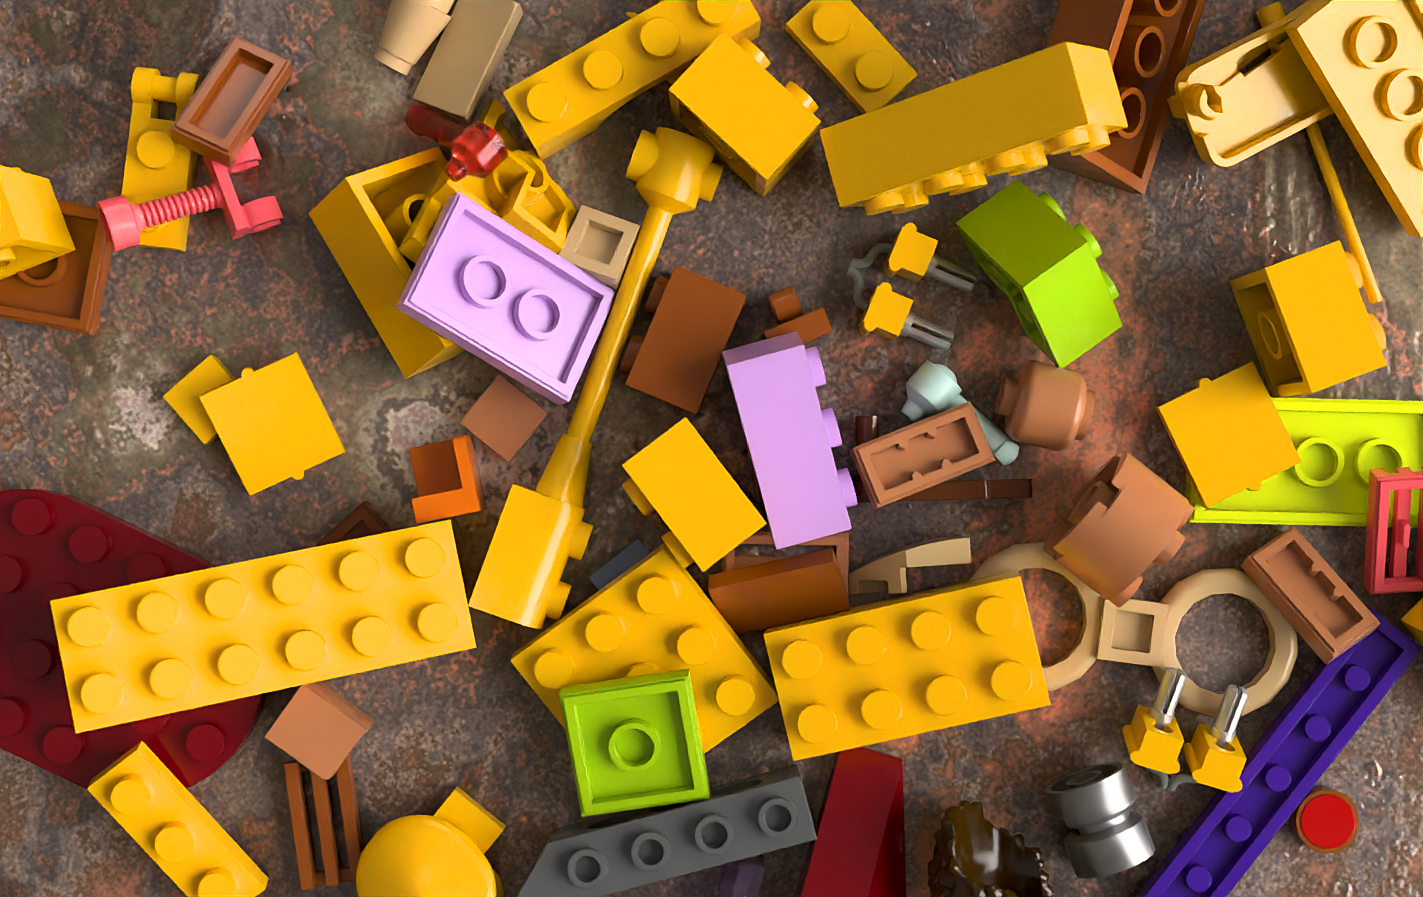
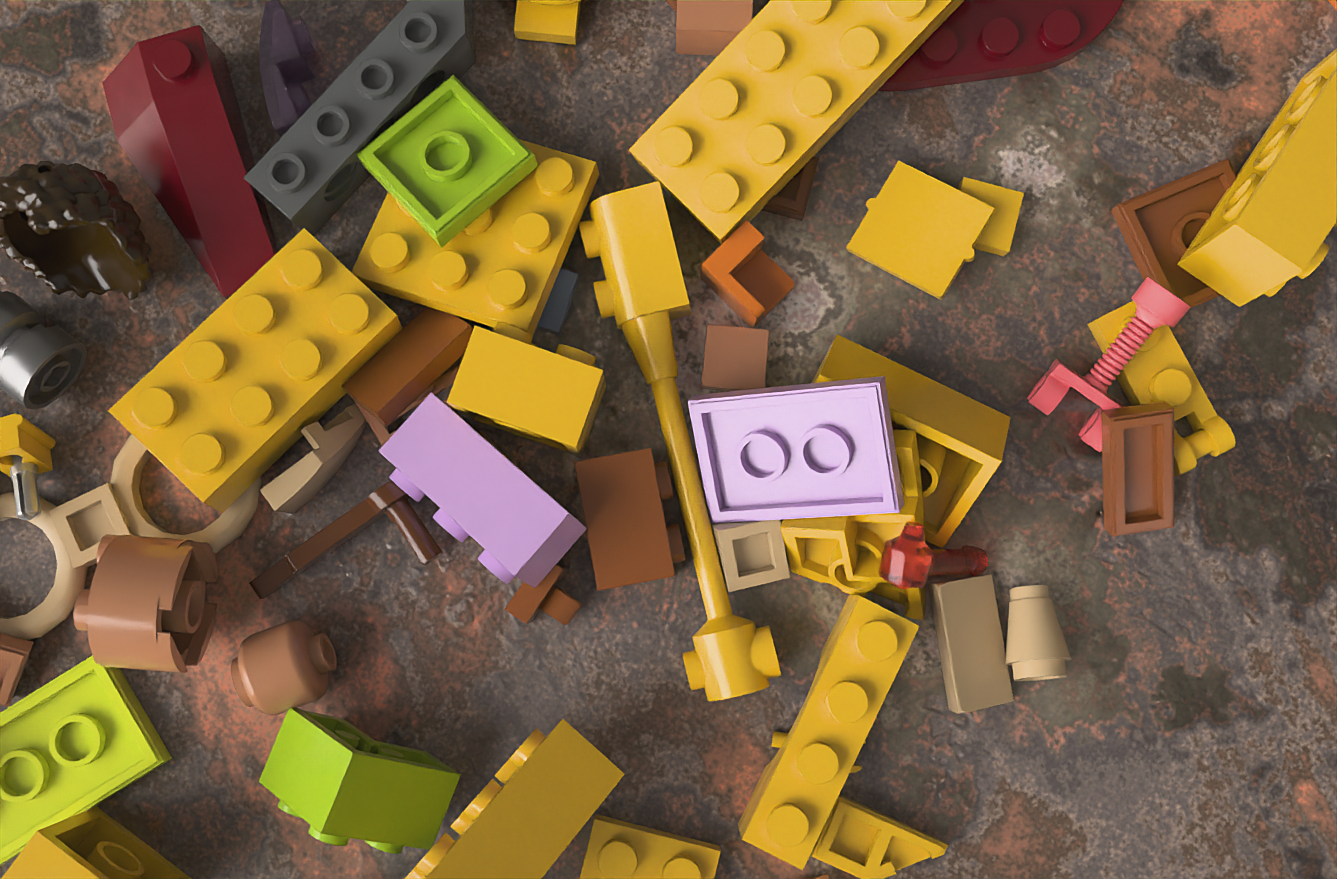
camera: 145 degrees right, 5 degrees down
(745, 112) = (702, 749): yellow brick -> none
(912, 258) = (476, 720): piece -> none
(921, 455) = (360, 554): nougat plate -> none
(936, 390) = (387, 619): light aqua piece -> none
(1228, 434) = (110, 748): yellow piece -> none

